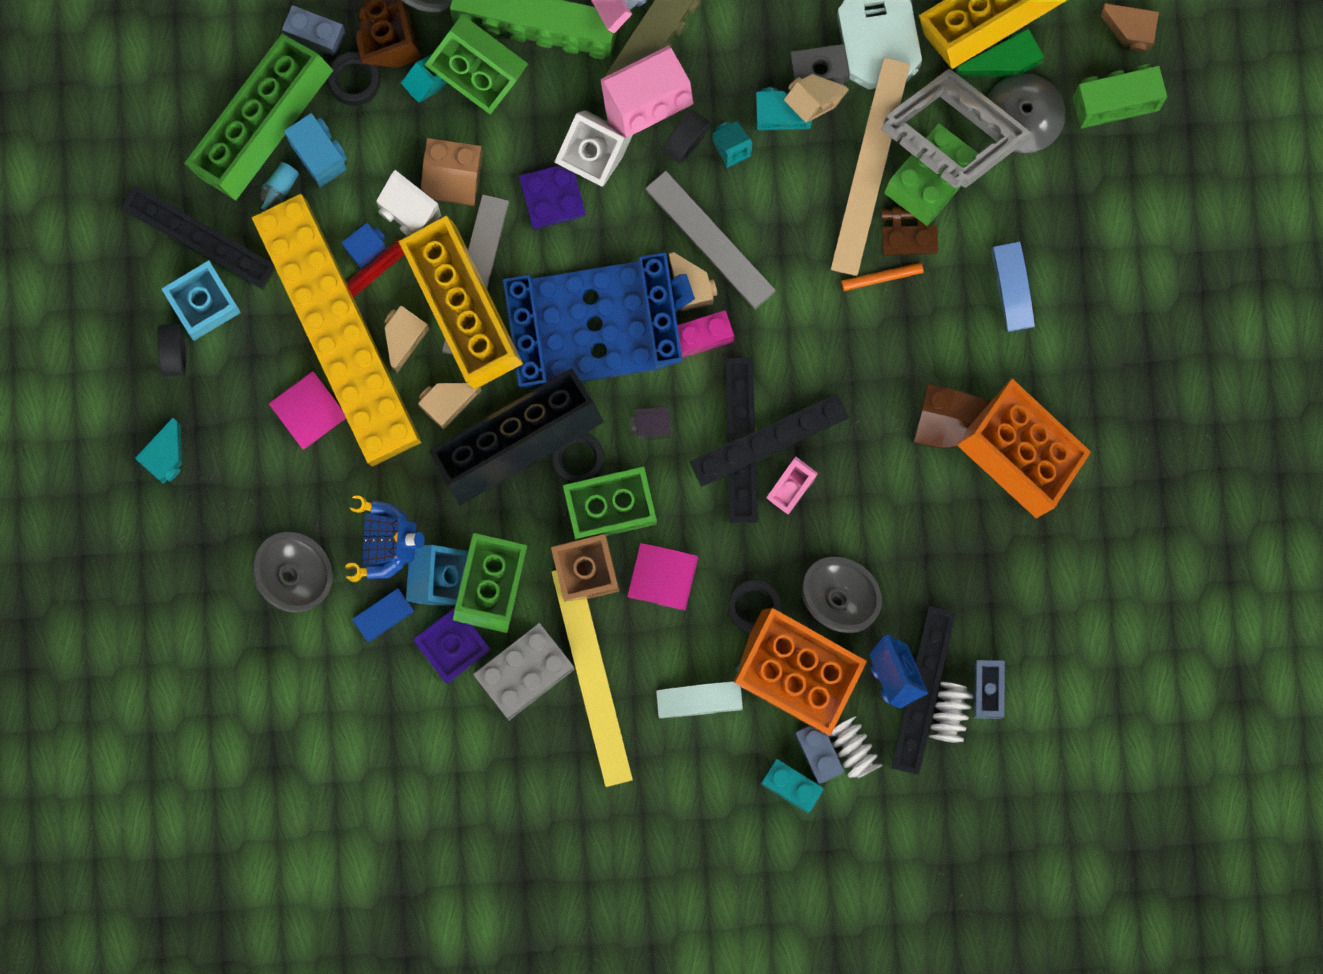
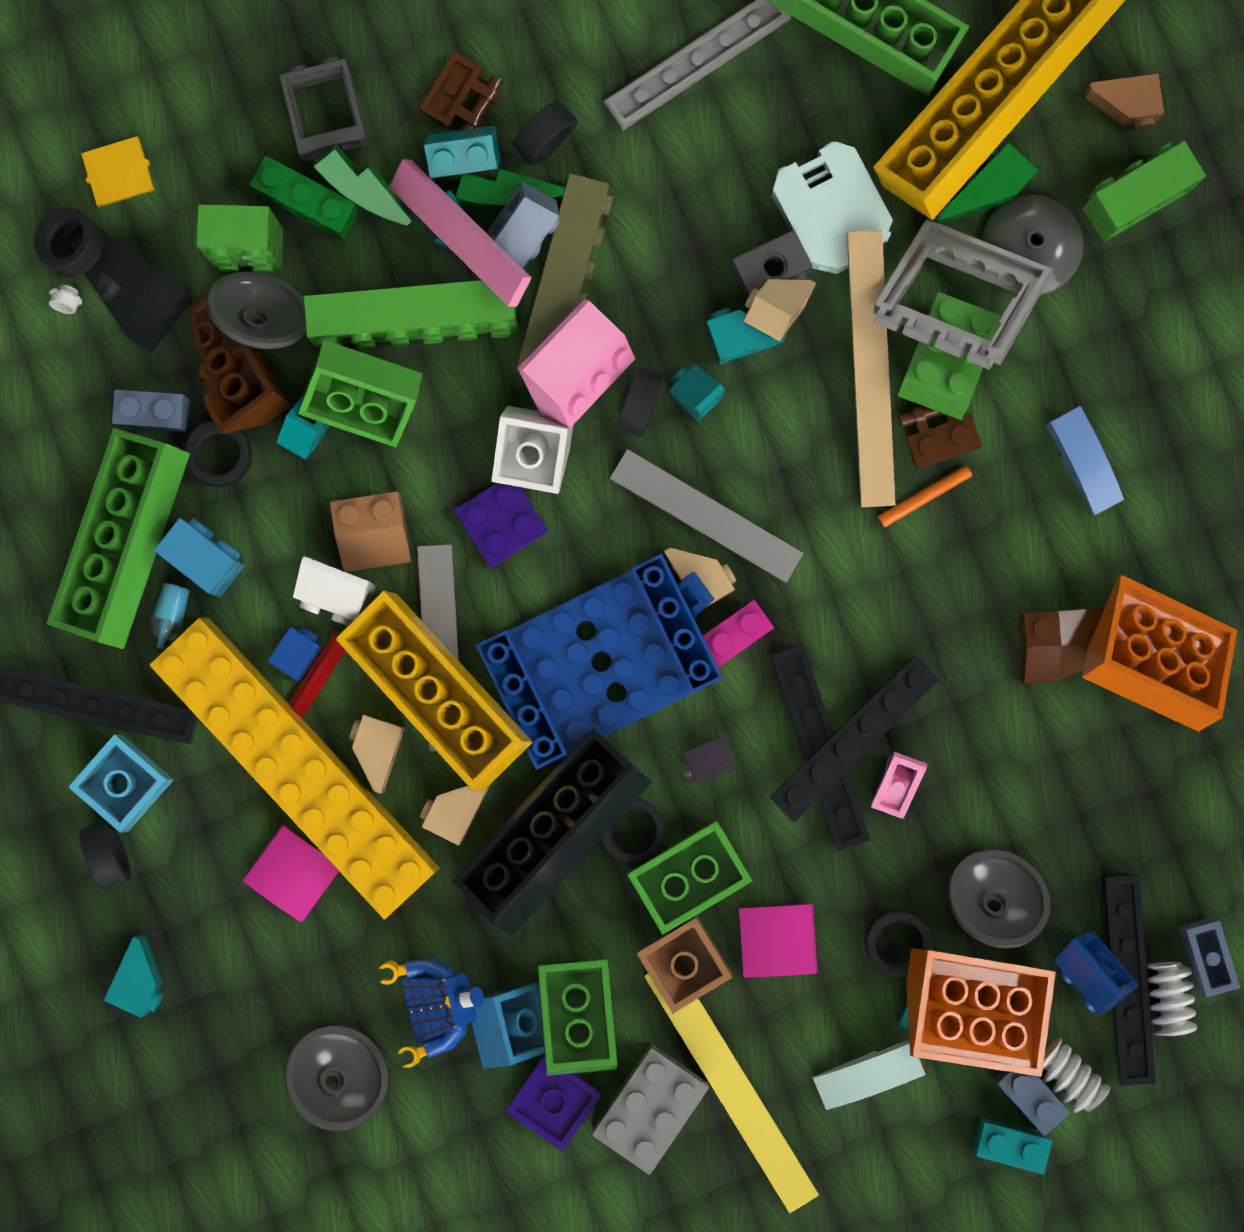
camera: 15 degrees left, 5 degrees up
(383, 615) = (460, 1091): blue tile -> none

